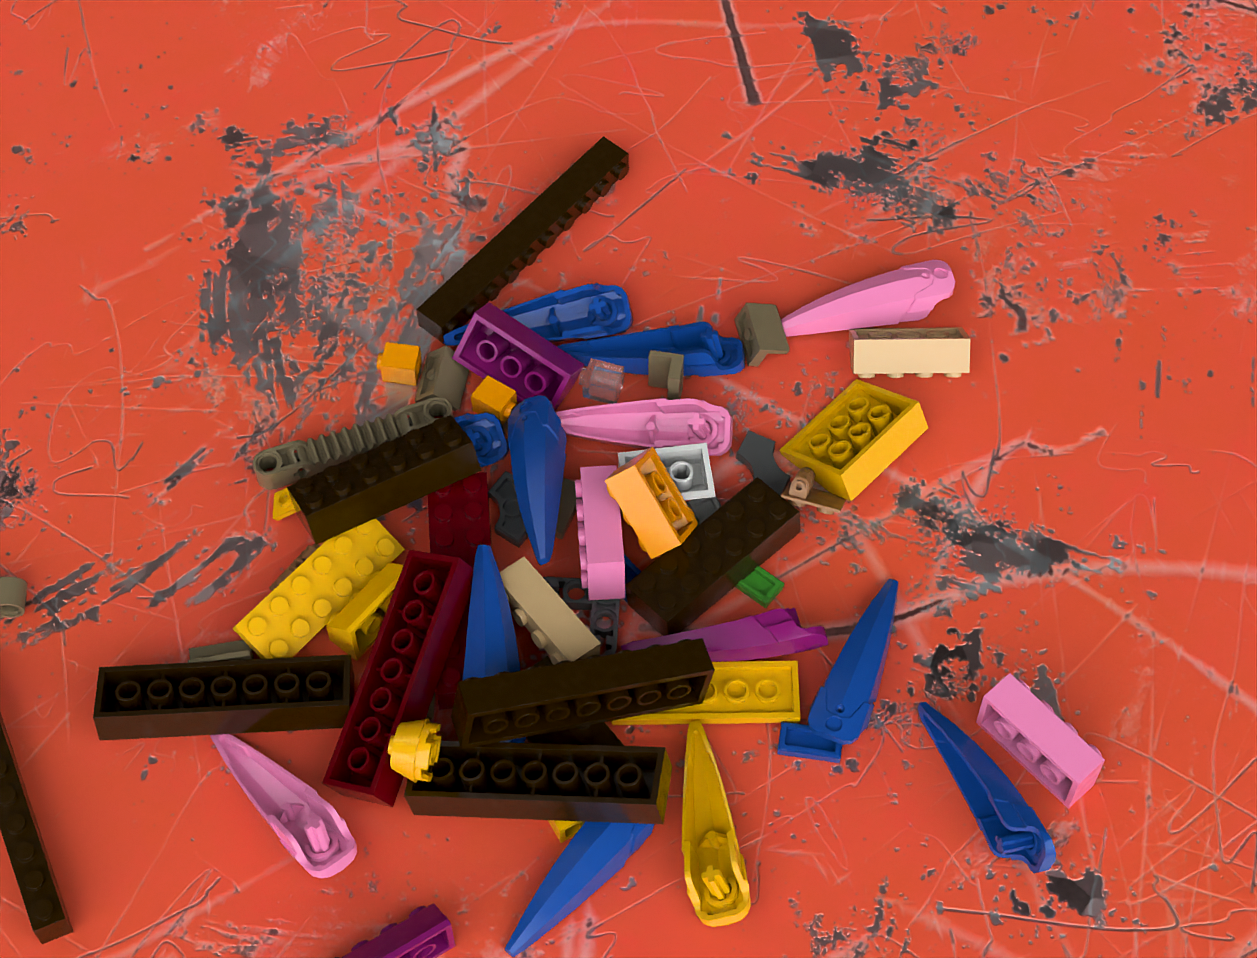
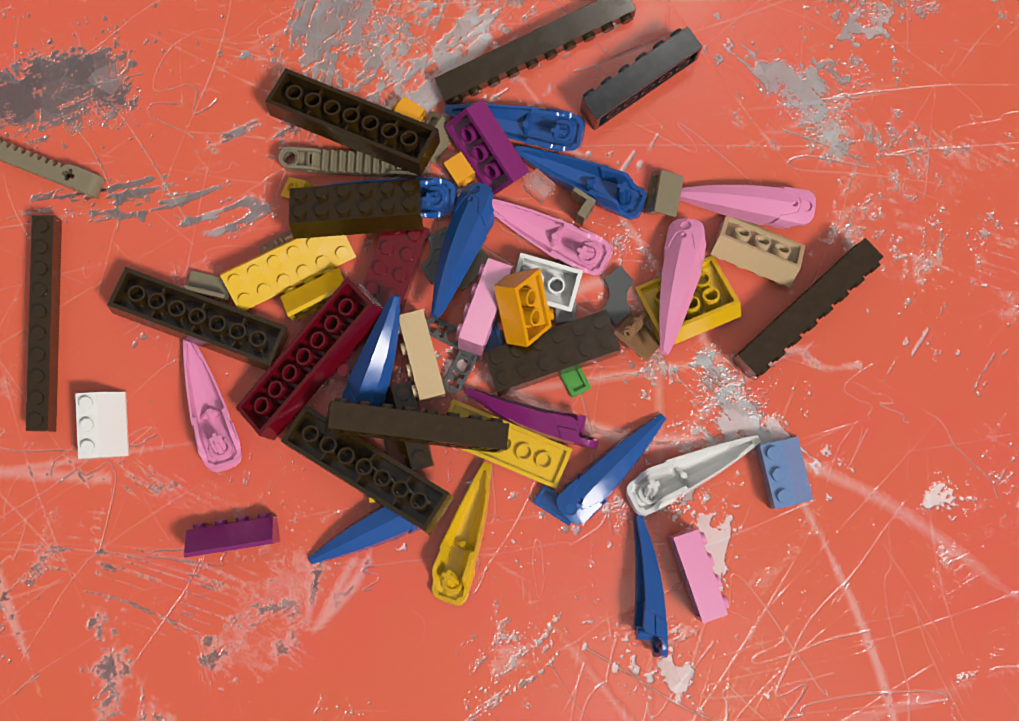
camera: 25 degrees right, 25 degrees up
(139, 889) = (102, 425): none -> white slope
(335, 388) = (353, 122): none -> dark brown brick
(415, 749) = (294, 421): yellow cone -> none
(669, 219) = (640, 77): none -> black brick
(830, 405) = (680, 275): none -> bright pink piece
(951, 637) = (678, 476): none -> white piece
(1003, 387) = (810, 305): none -> dark brown brick
(1077, 584) = (784, 473): none -> medium blue slope

